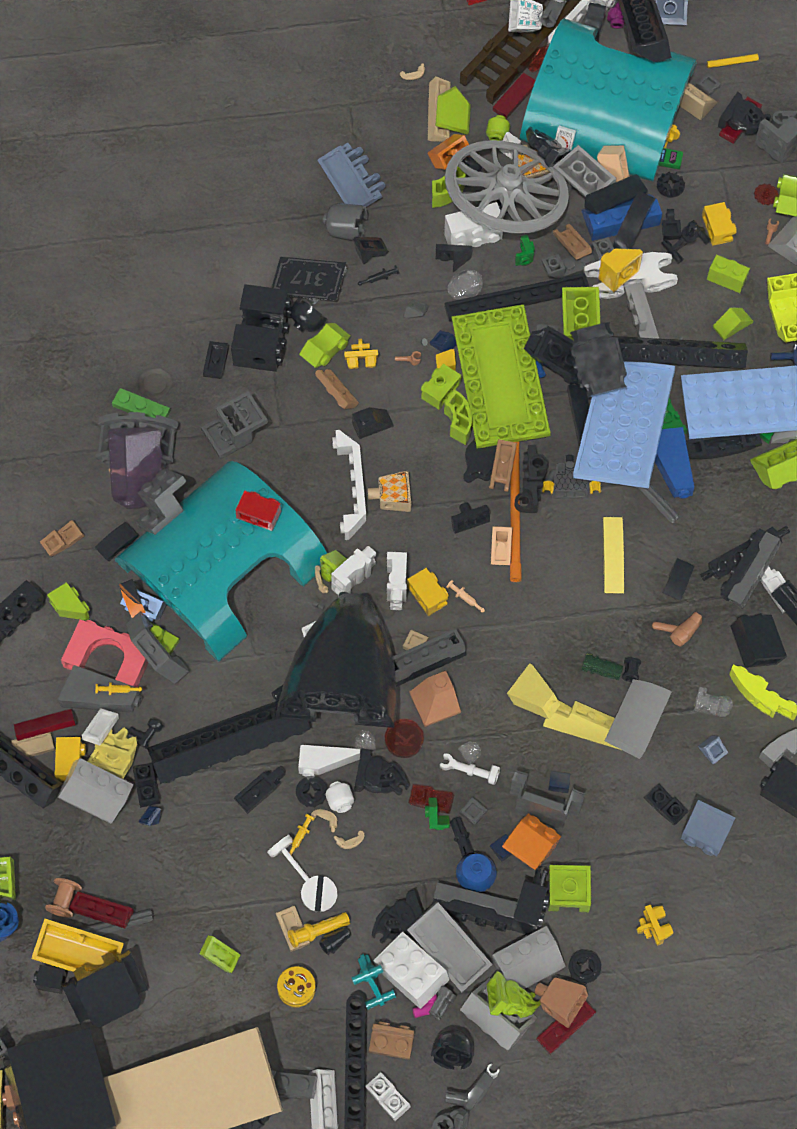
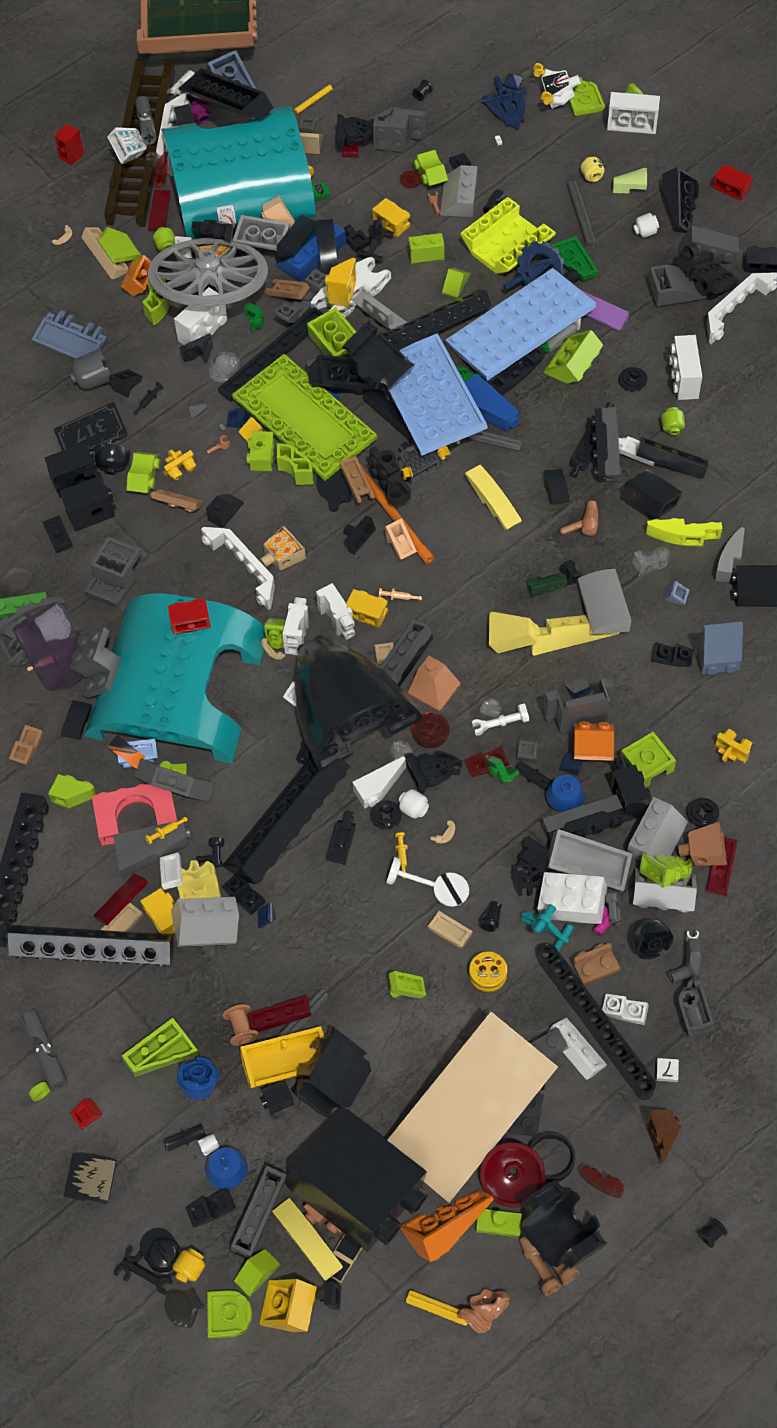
camera: 30 degrees left, 5 degrees down
(310, 932) = (468, 921): yellow pin -> none
(327, 815) = (414, 825): tan piece -> none
(665, 188) = (335, 214): black gear -> none

